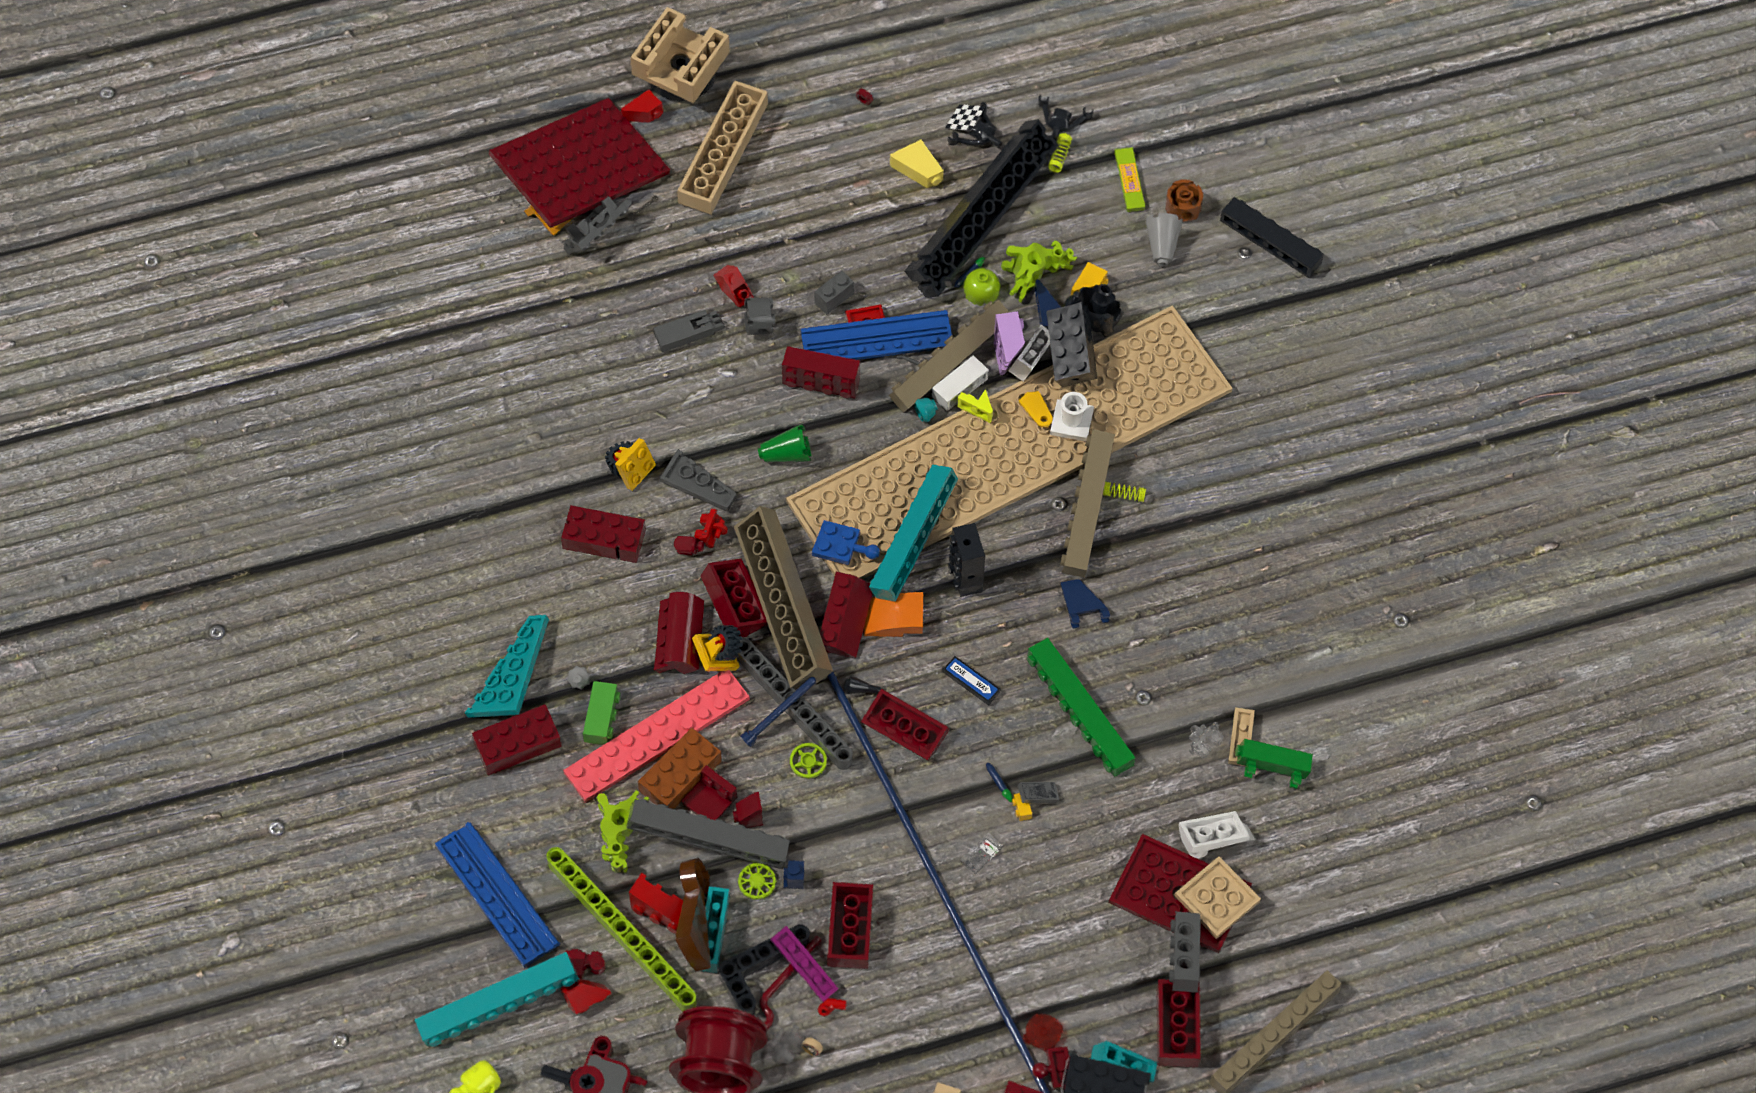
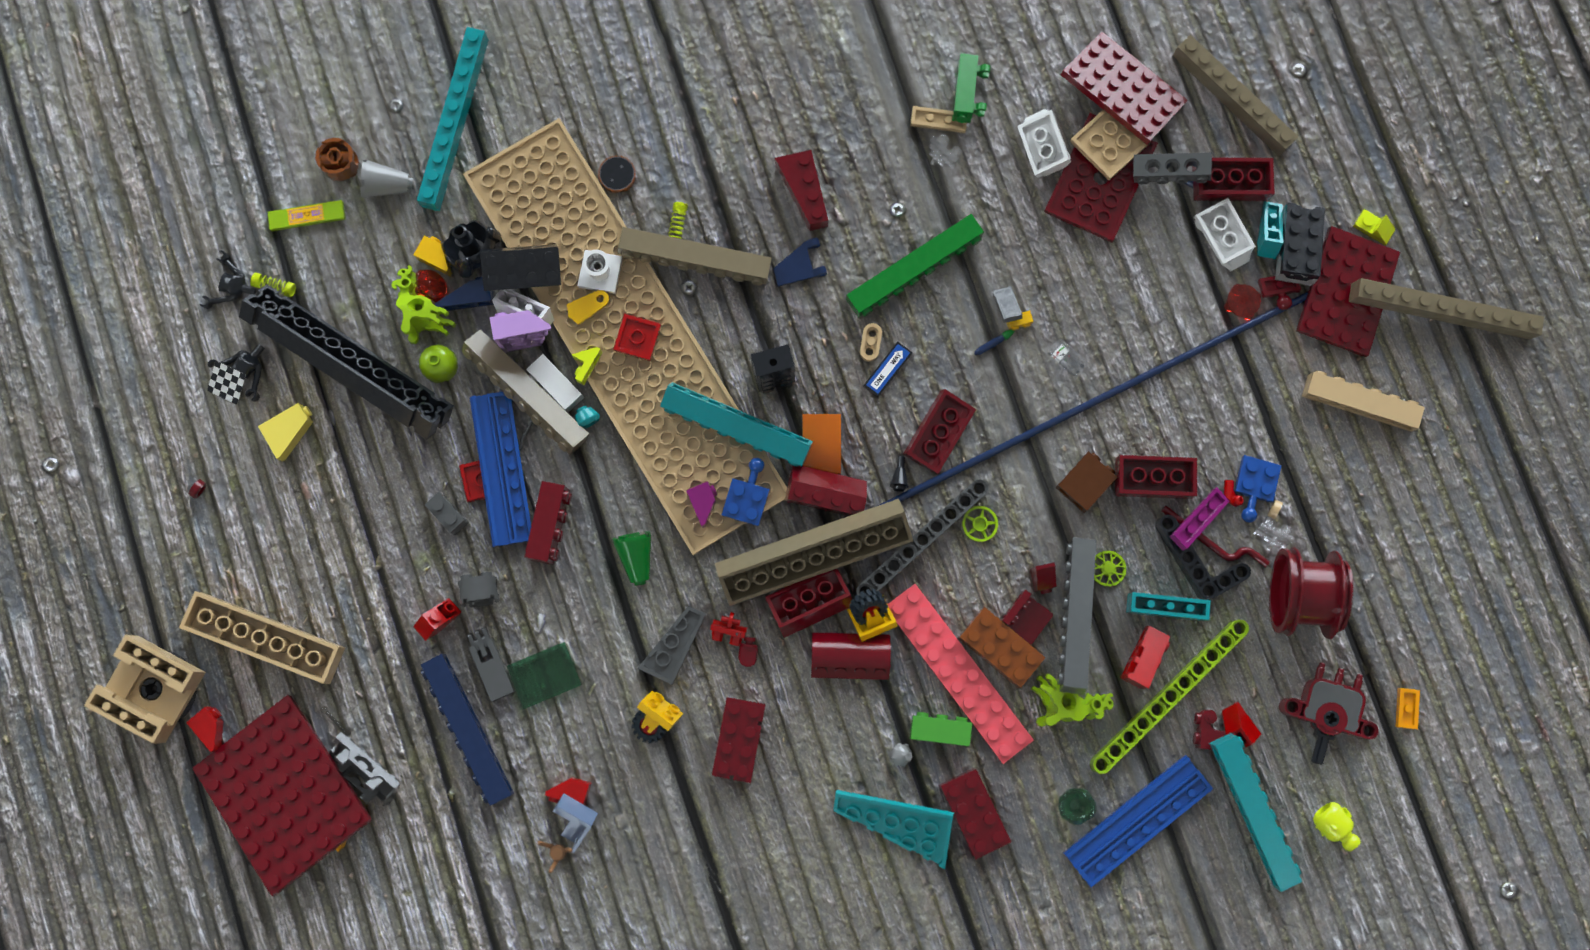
camera: 90 degrees left, 20 degrees up
(508, 381) = (557, 852): none -> medium nougat plant
(515, 826) = (1071, 805): none -> clear green piece
(540, 396) = (579, 818): none -> sand blue panel
(564, 394) = (573, 787): none -> red slope
(628, 309) = (467, 729): none -> dark blue brick
(675, 373) = (544, 675): none -> clear green piece
(692, 925) = (1190, 622): reddish brown piece -> none
(750, 736) = (960, 581): dark blue piece -> none
(794, 875) = (1104, 532): dark blue brick -> none
(835, 503) = (703, 501): none -> magenta slope
(844, 1033) = (1257, 481): none -> blue plate
(848, 858) = (1086, 481): none -> reddish brown panel
(978, 264) = (419, 376): dark blue piece -> none
(999, 663) = (870, 343): none -> tan plate
(1004, 450) = (637, 337): none -> red plate
(1058, 277) = (430, 285): none -> clear red piece
(1115, 1013) = (1225, 234): none -> white slope
(1162, 606) = (803, 183): none -> dark red wedge
(1176, 440) = (617, 174): none -> black tile
(1229, 297) = (453, 119): none -> teal brick
(1271, 237) = (380, 76): black brick -> none
(1279, 916) = (1124, 87): none -> plate

